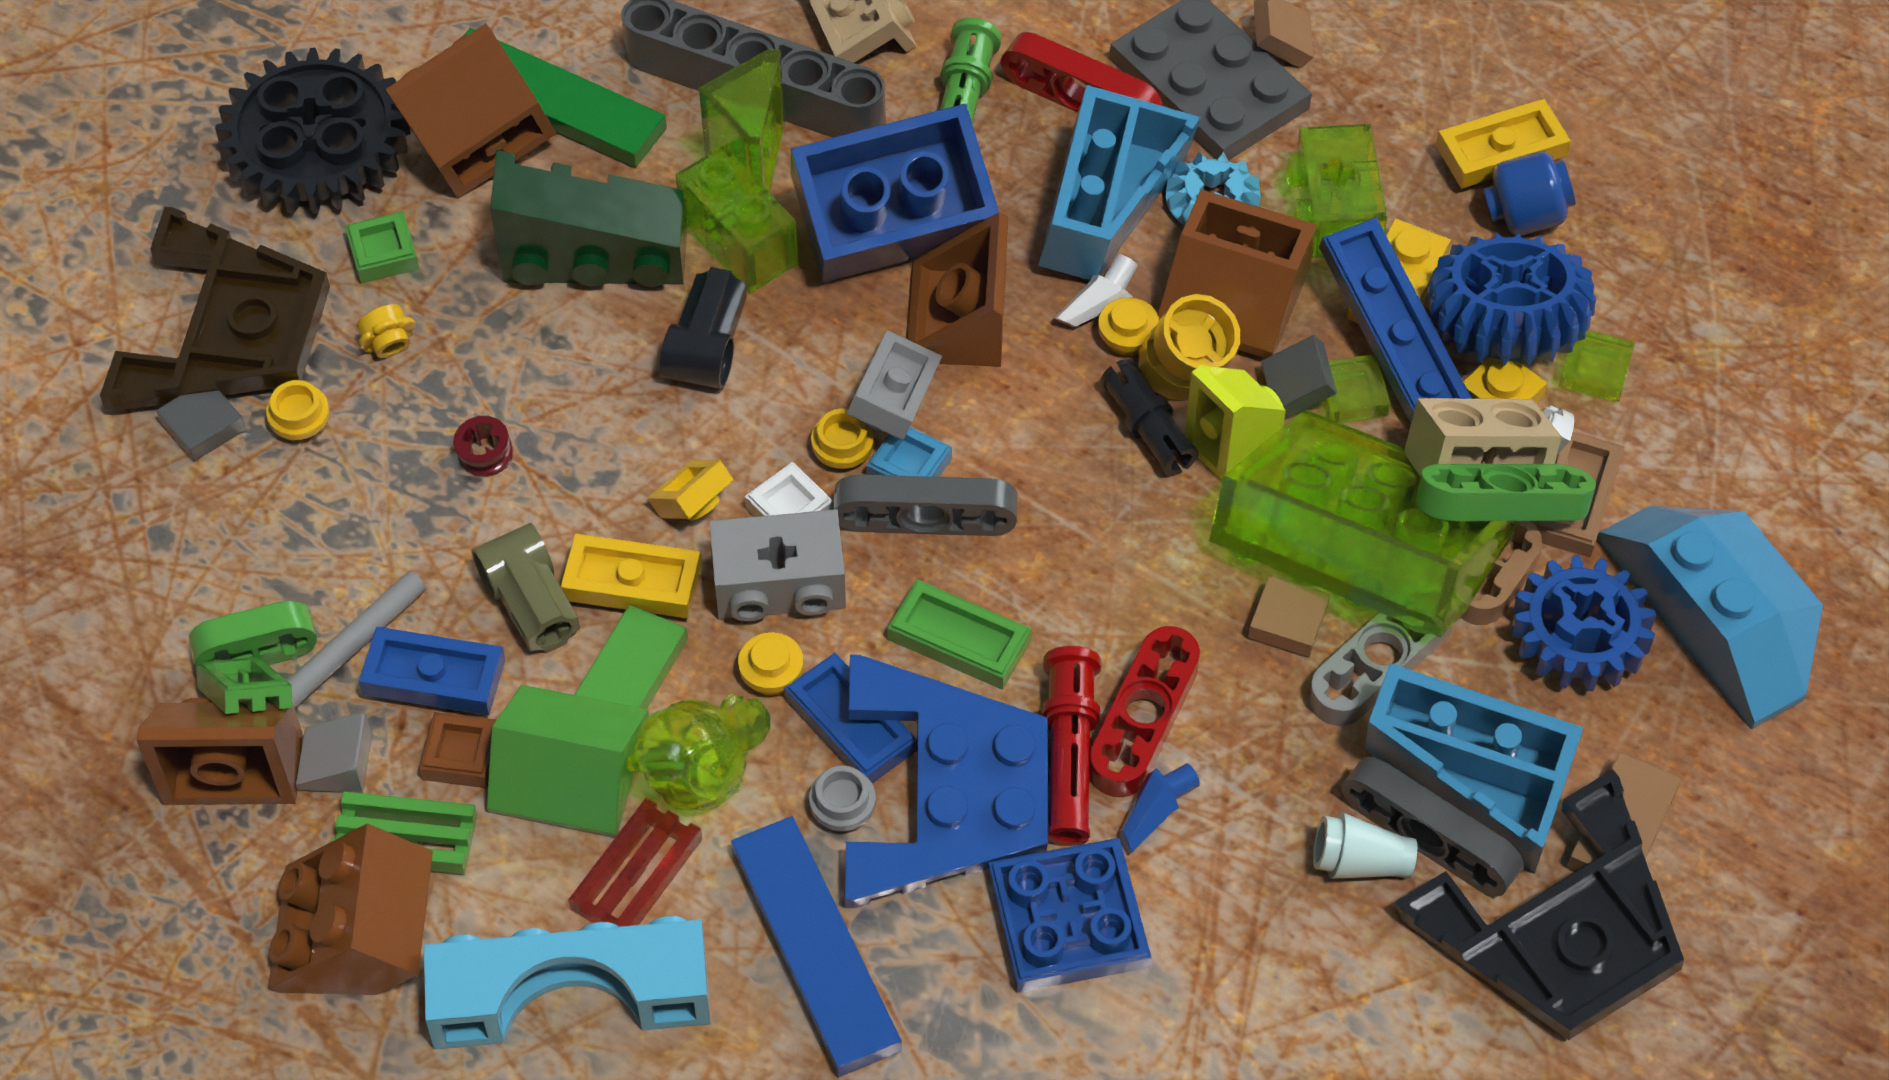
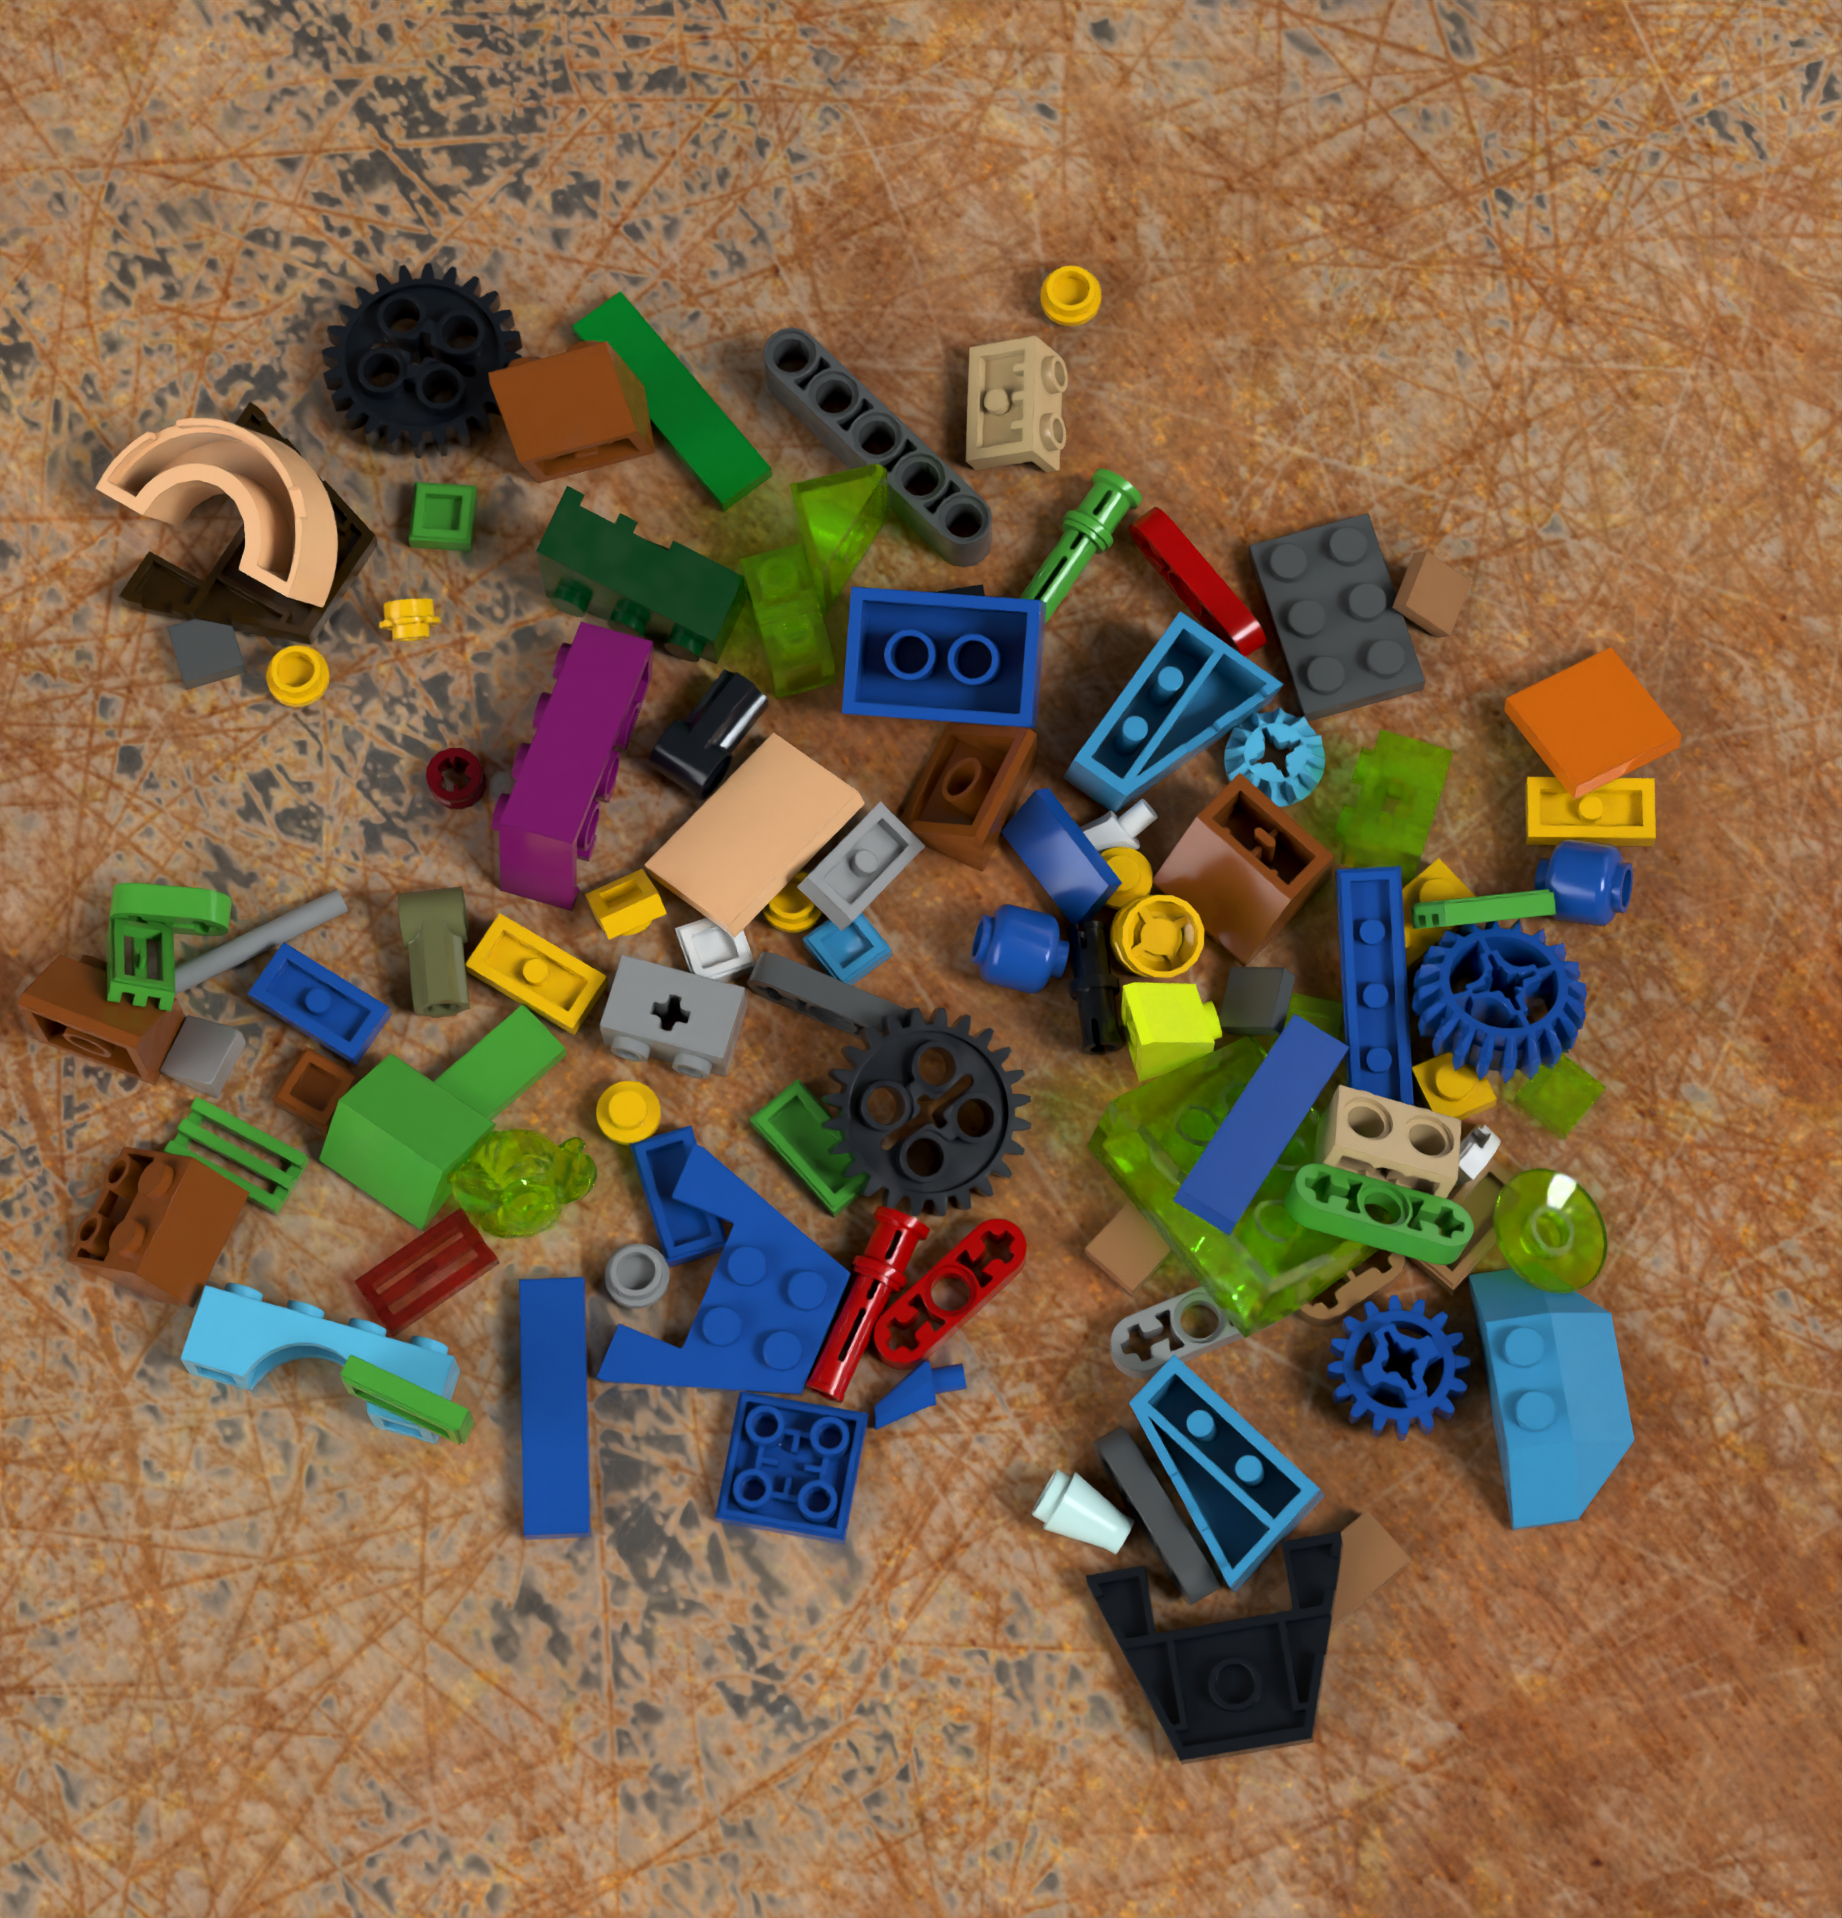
camera: 25 degrees right, 15 degrees up
(173, 237) = (278, 494): none -> light nougat brick
(589, 395) = (570, 763): none -> magenta wedge
(676, 965) = (407, 1400): none -> bright green tile
(785, 393) = (754, 834): none -> light nougat tile
(1001, 523) = (959, 1159): none -> black gear
(1068, 404) = (1019, 949): none -> blue head
(1069, 320) = (1061, 857): none -> blue tile
(1366, 454) = (1261, 1124): none -> blue tile
(1459, 228) = (1483, 909): none -> bright green tile
(1470, 76) = (1592, 723): none -> orange tile
(1654, 465) = (1565, 1219): none -> clear neon green dish

